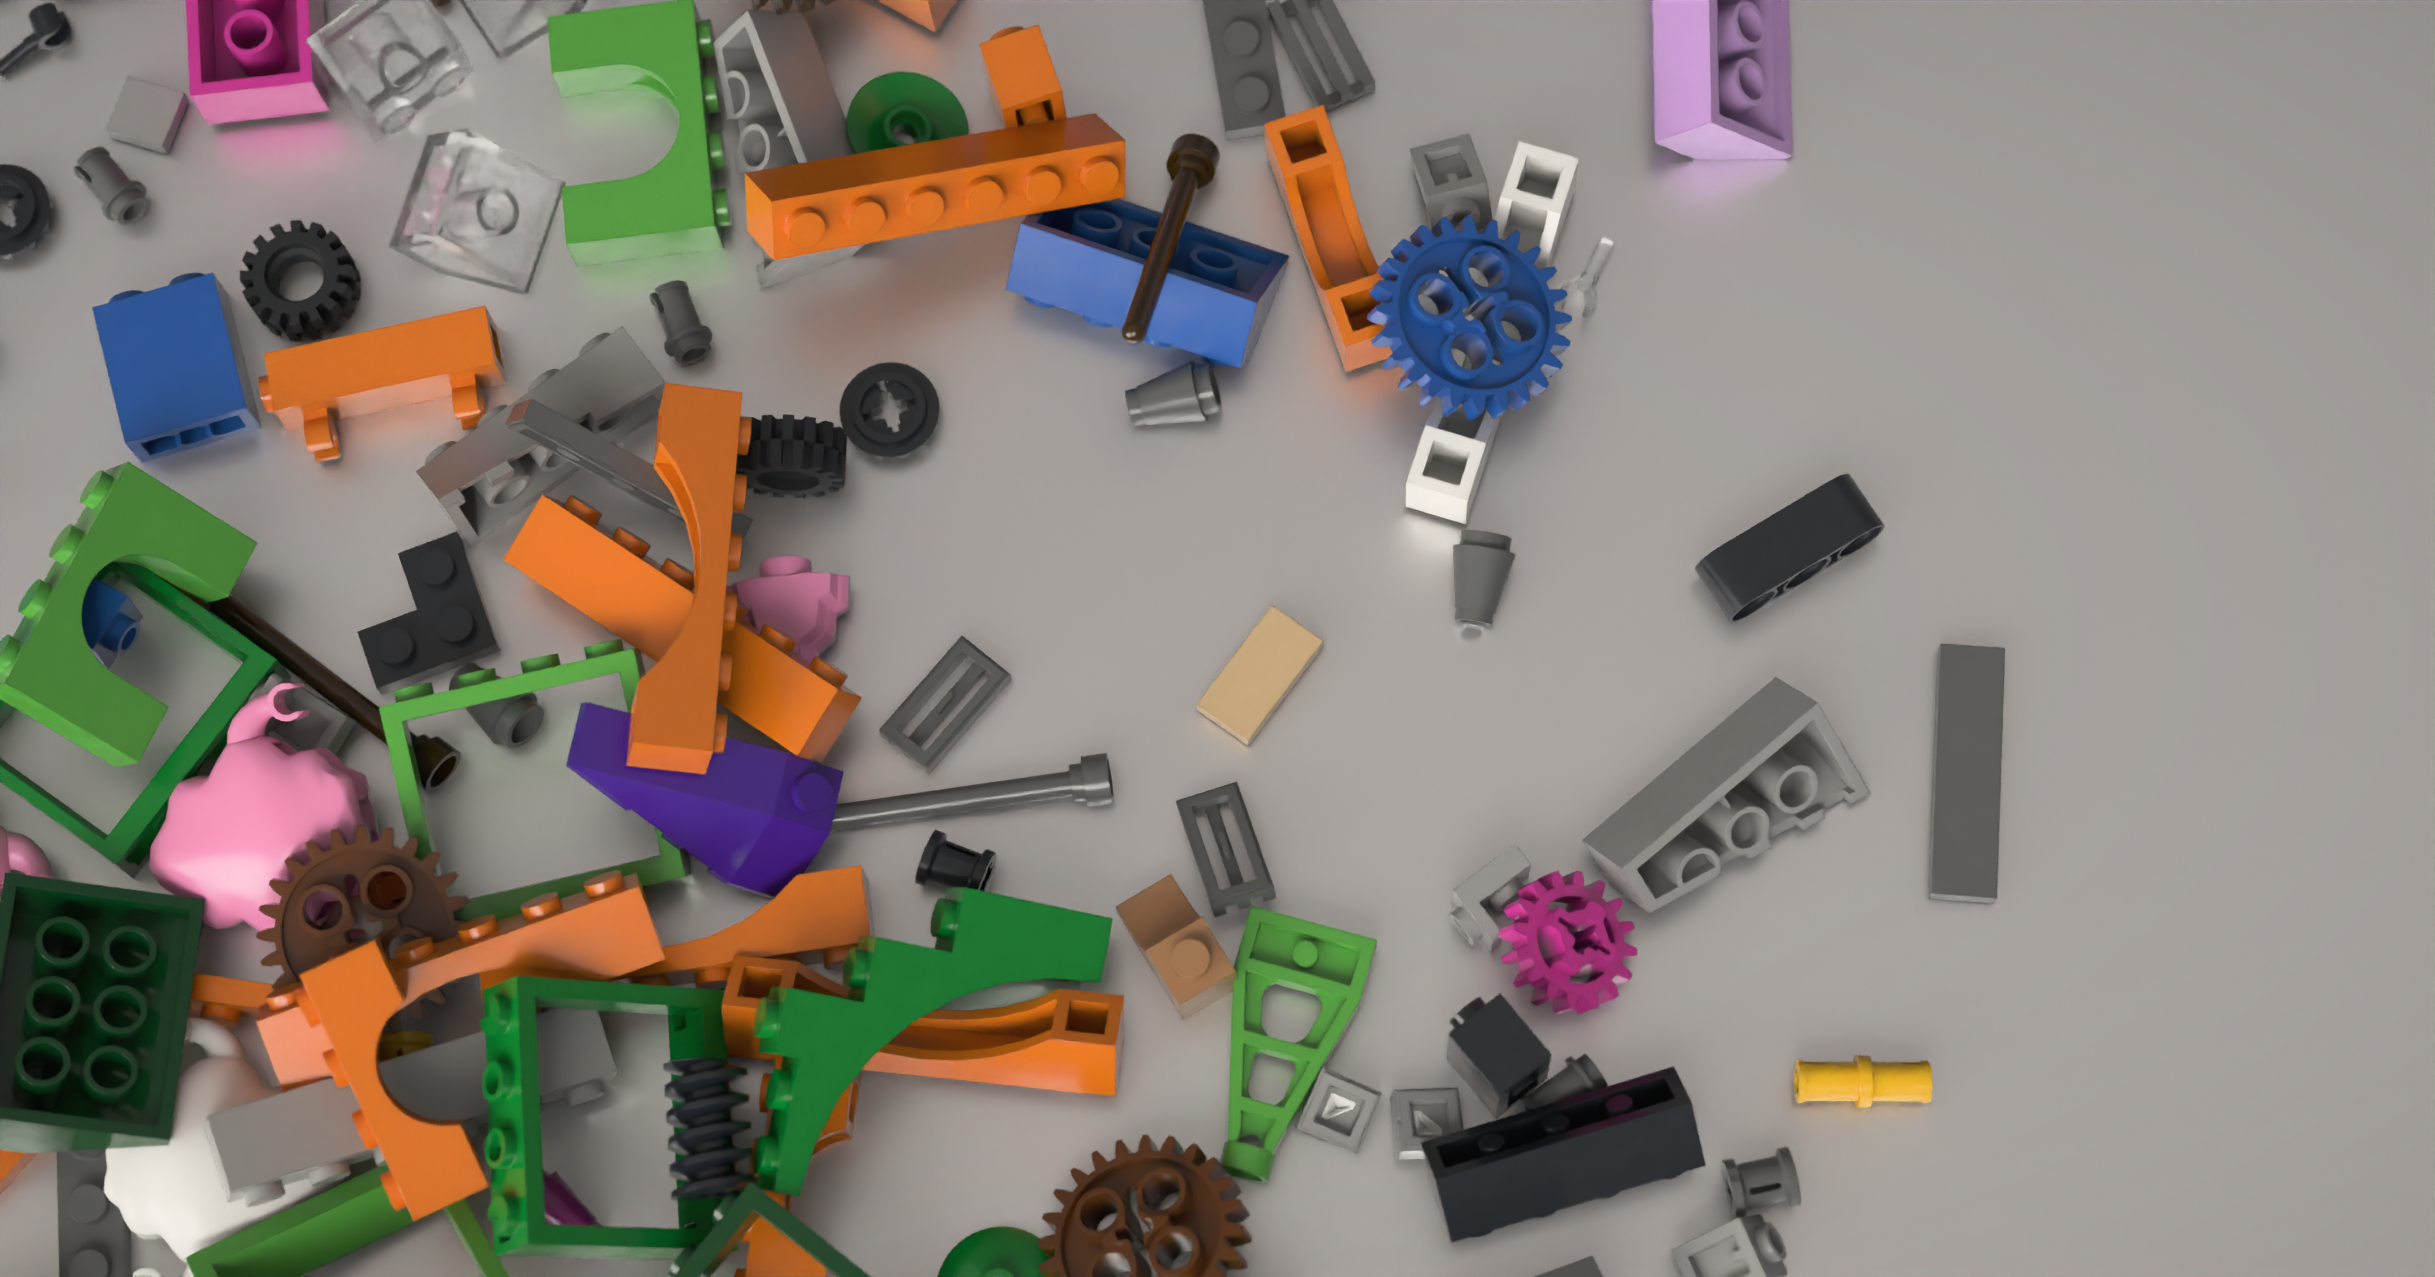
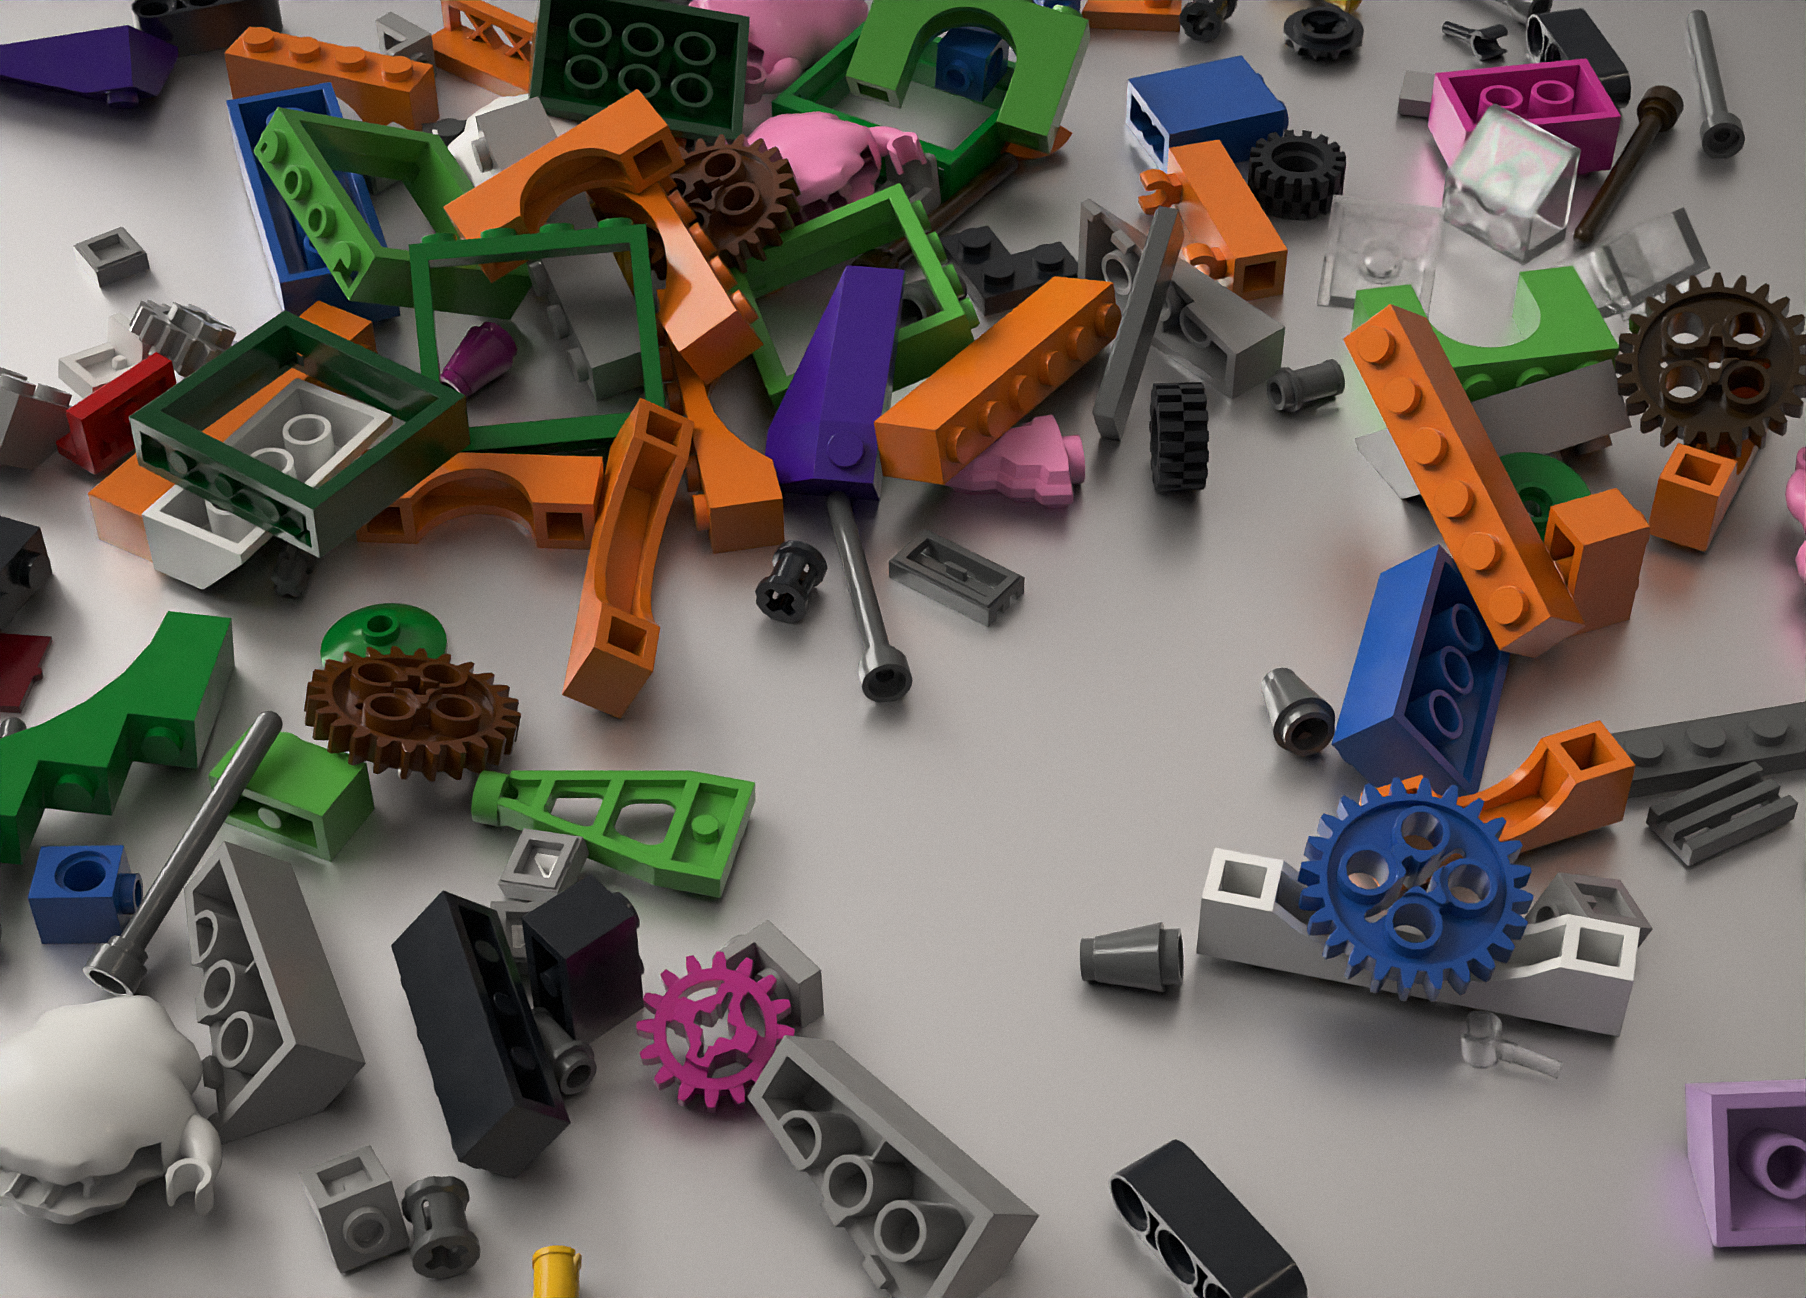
camera: 80 degrees right, 30 degrees down
(121, 197) = (1350, 82): dark grey pin -> none
(676, 700) = (913, 318): orange arch -> none
(708, 1127) = (525, 393): black piece -> none
(863, 401) = (1252, 506): black gear -> none
(891, 984) = (606, 452): green arch -> none
(1178, 946) = (711, 735): medium nougat arch -> none
(1191, 167) = (1549, 706): dark brown piece -> none
(1240, 891) = (816, 766): dark grey tile -> none
(1260, 675) = (1007, 795): tan tile -> none

